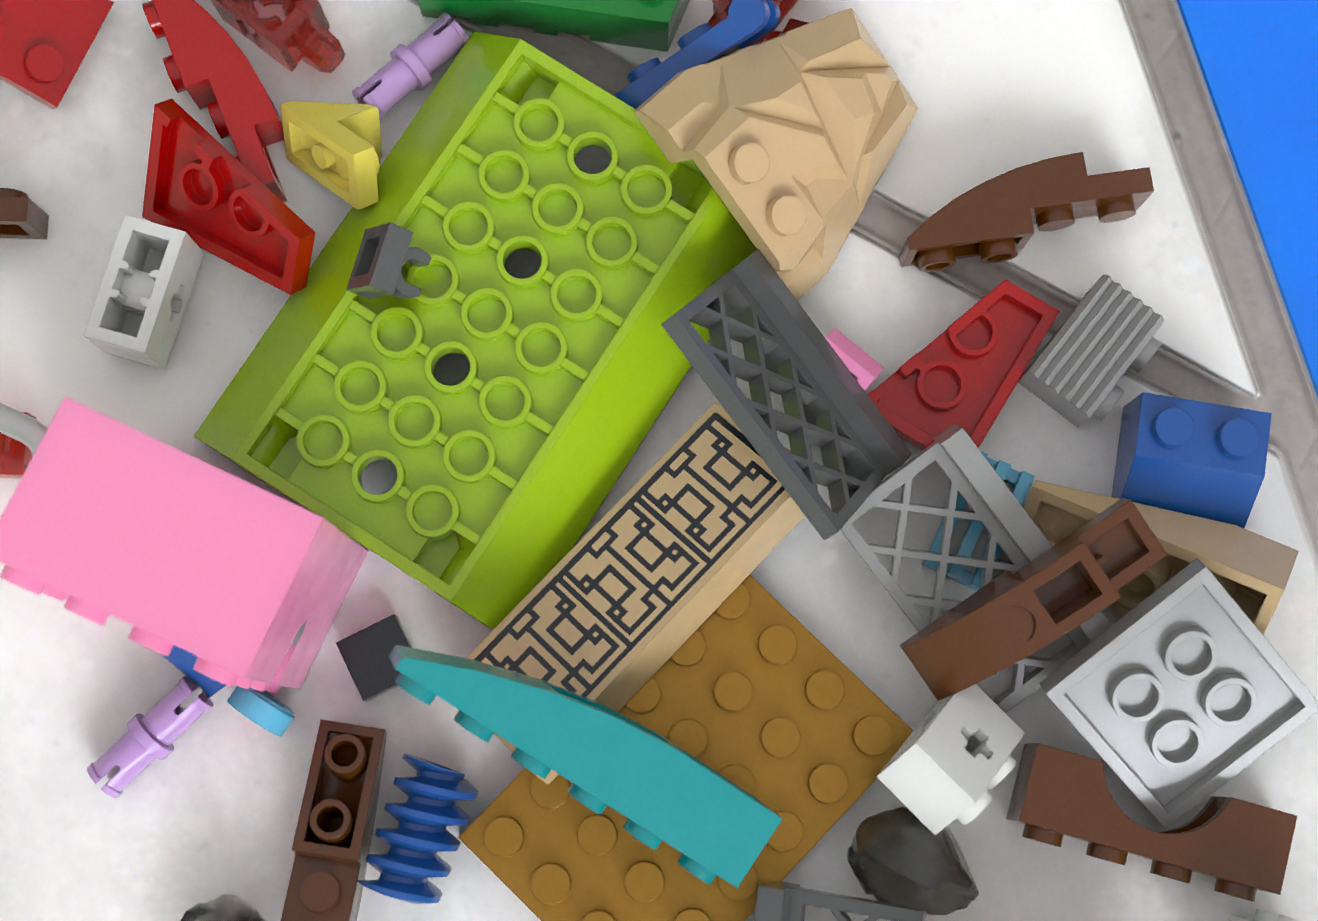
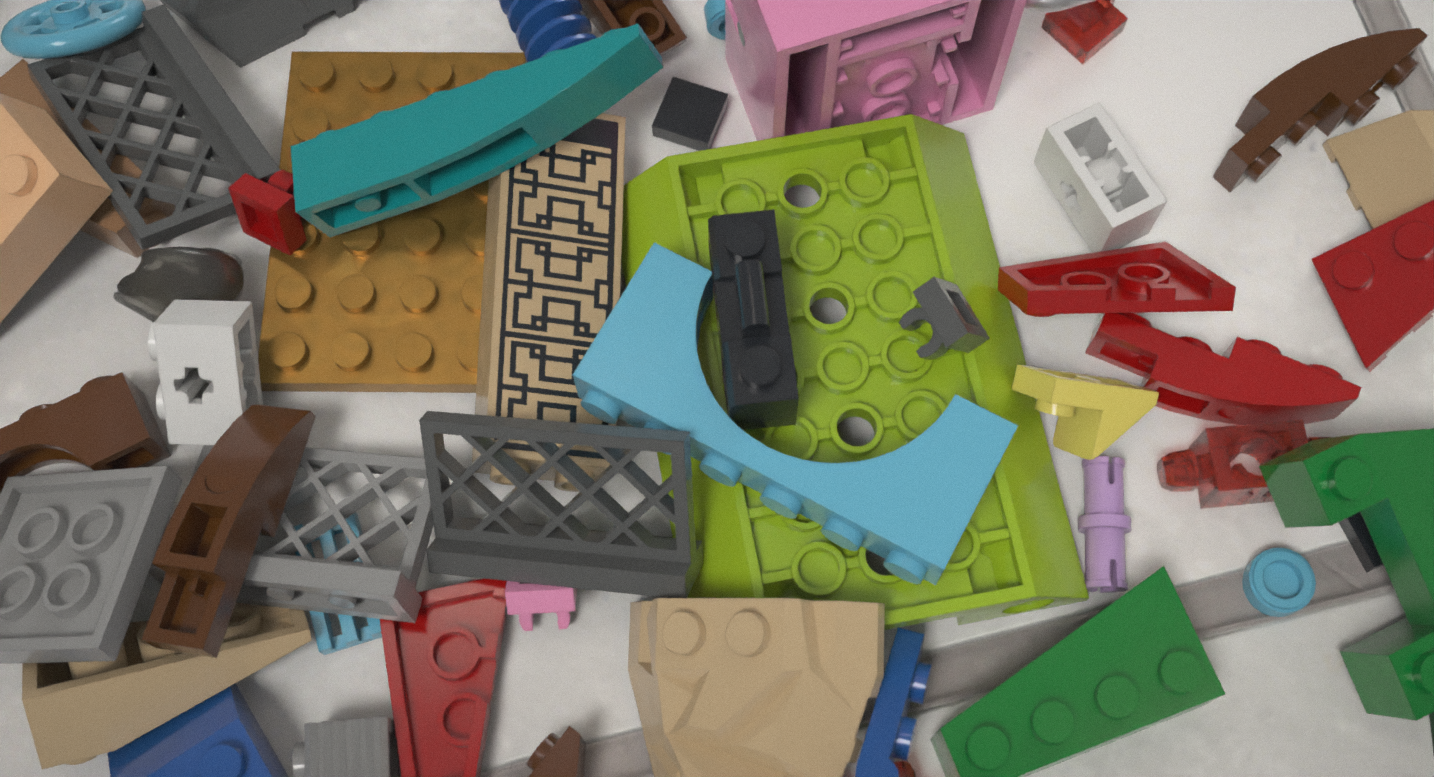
camera: 140 degrees right, 10 degrees down
(526, 387) = (752, 320): none -> black piece
(549, 161) = (895, 505): none -> medium azure arch
(793, 856) = (268, 210): none -> red tile

